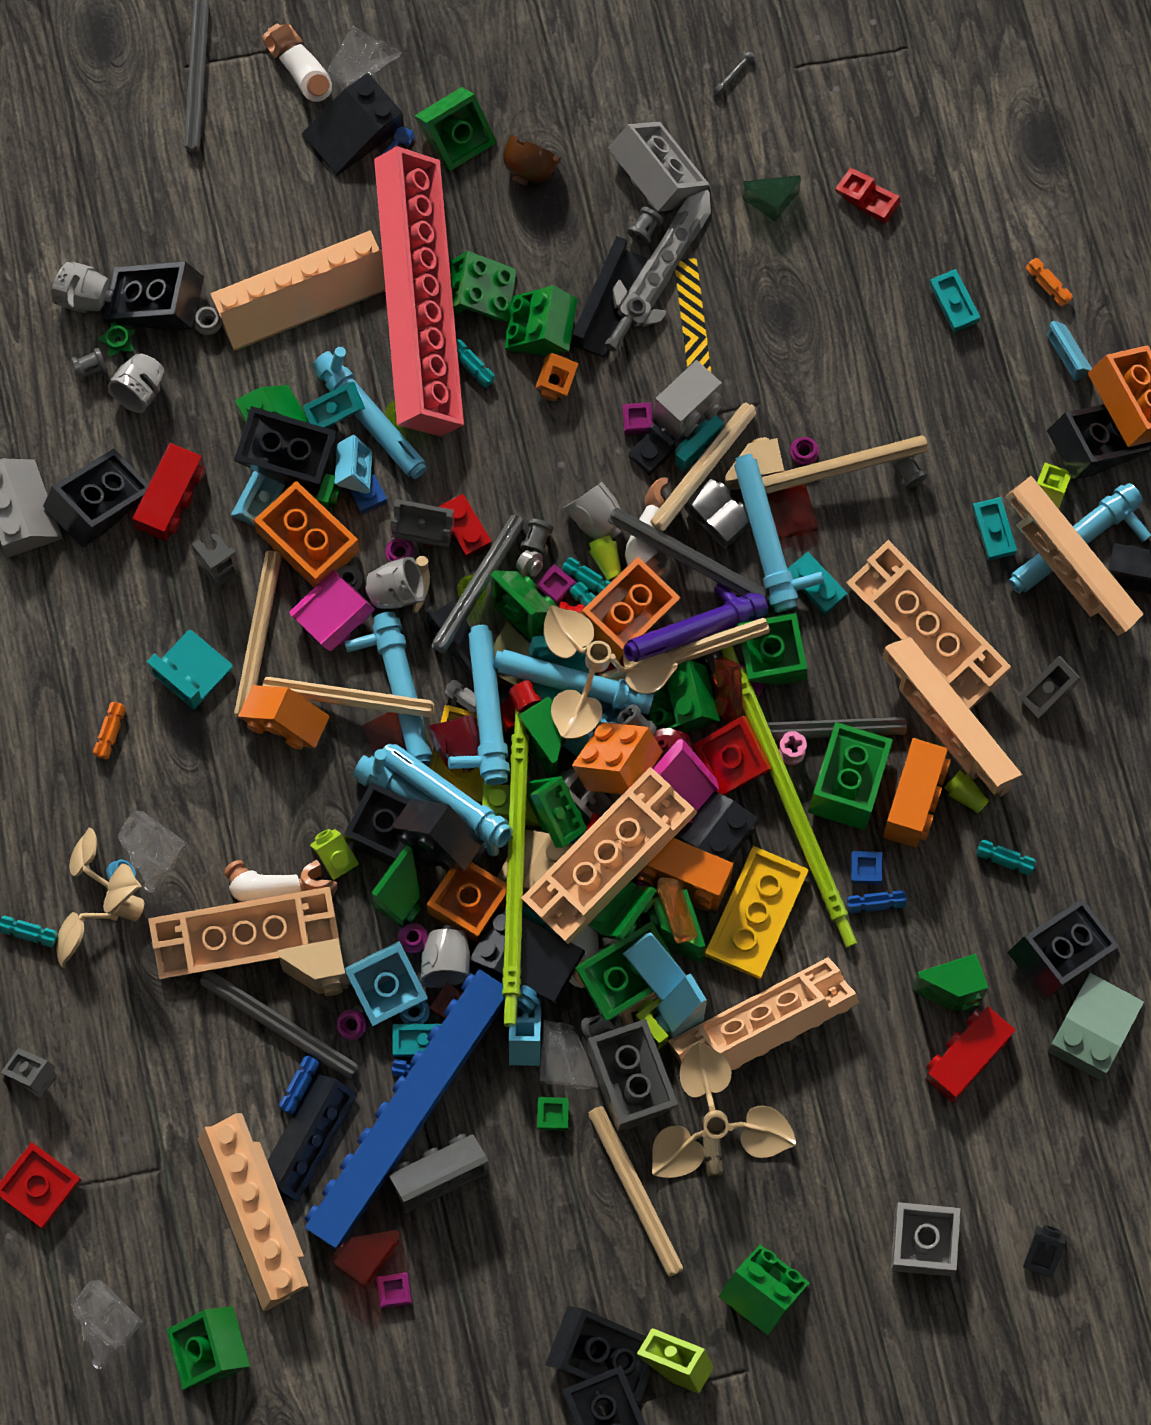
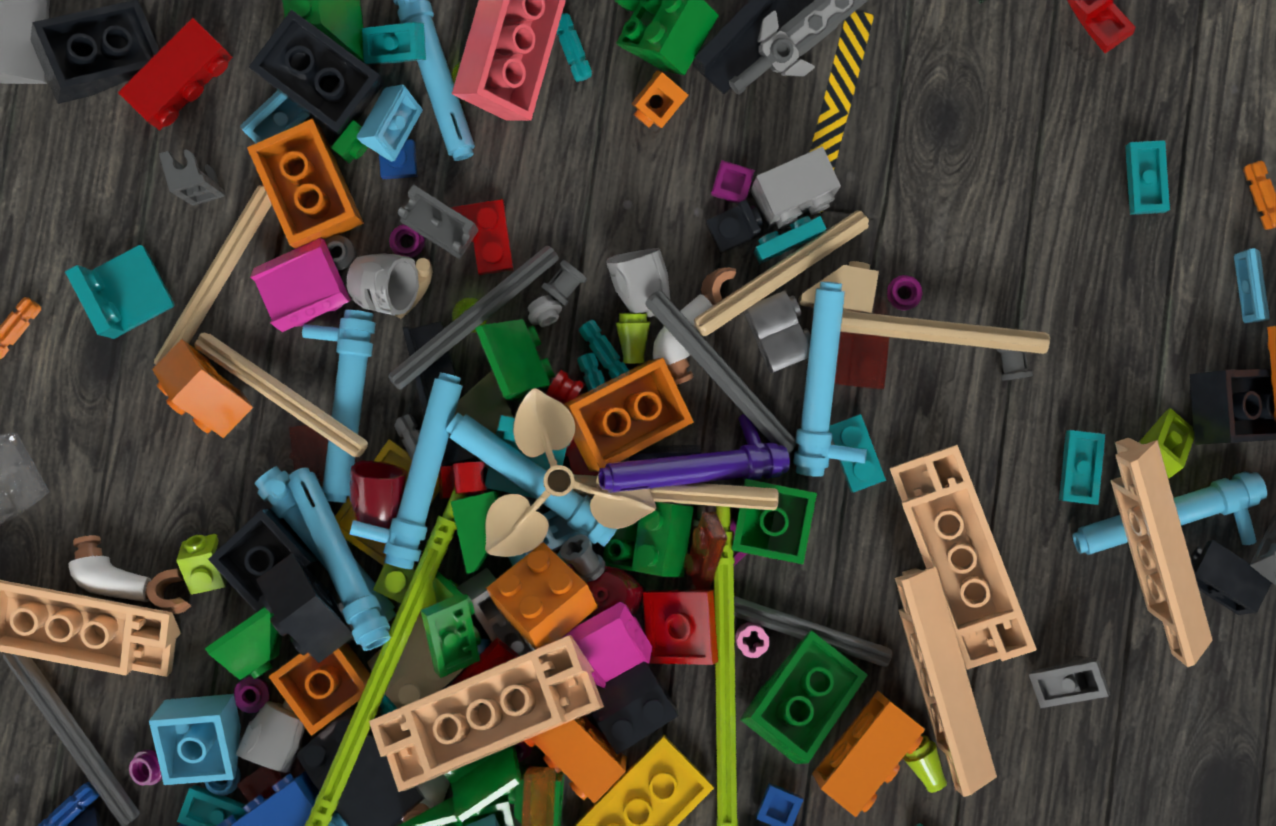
camera: 25 degrees right, 15 degrees up
(316, 966) = (123, 699): tan slope -> none
(555, 584) = (564, 344): magenta tile -> none

